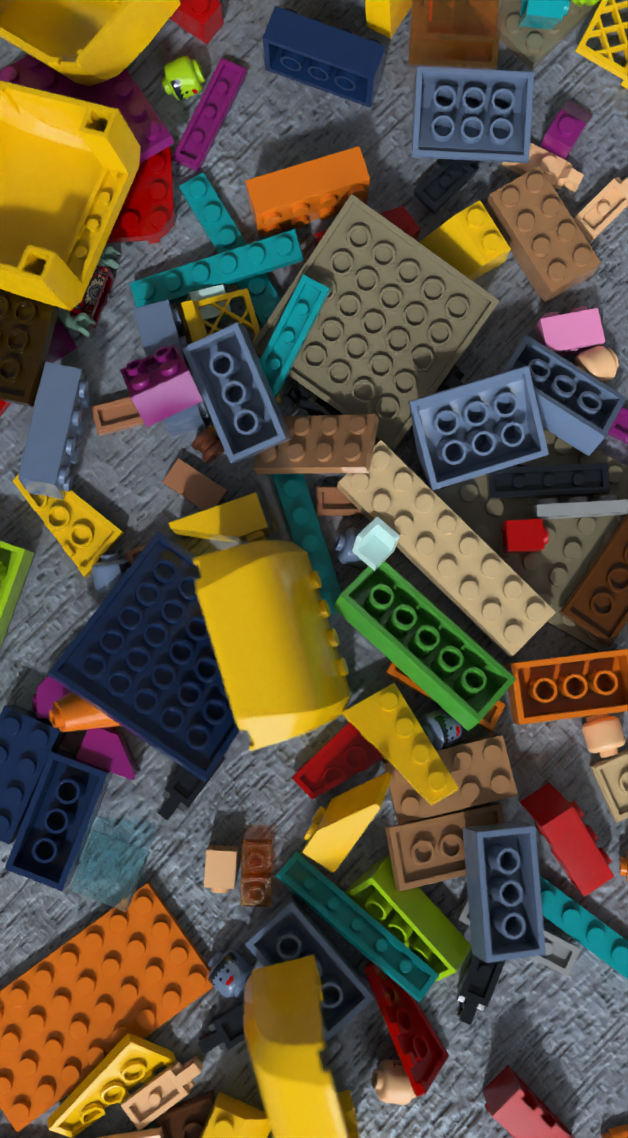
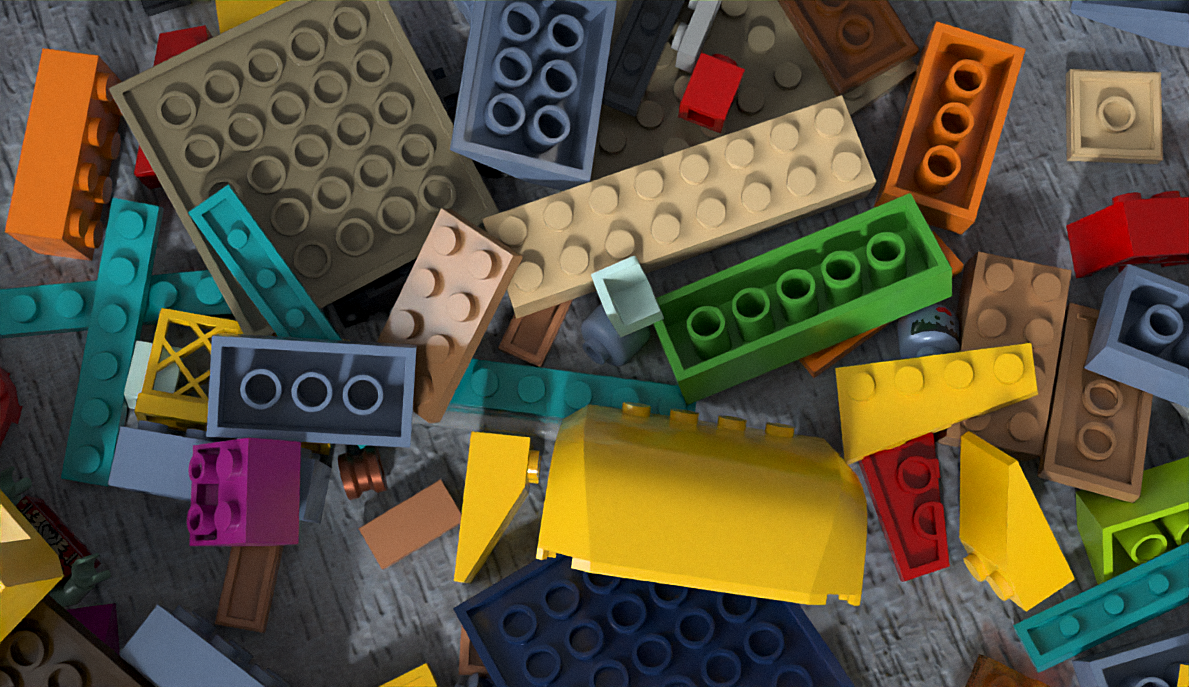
camera: 65 degrees left, 5 degrees down
(603, 734) = (1036, 119): light nougat head -> none

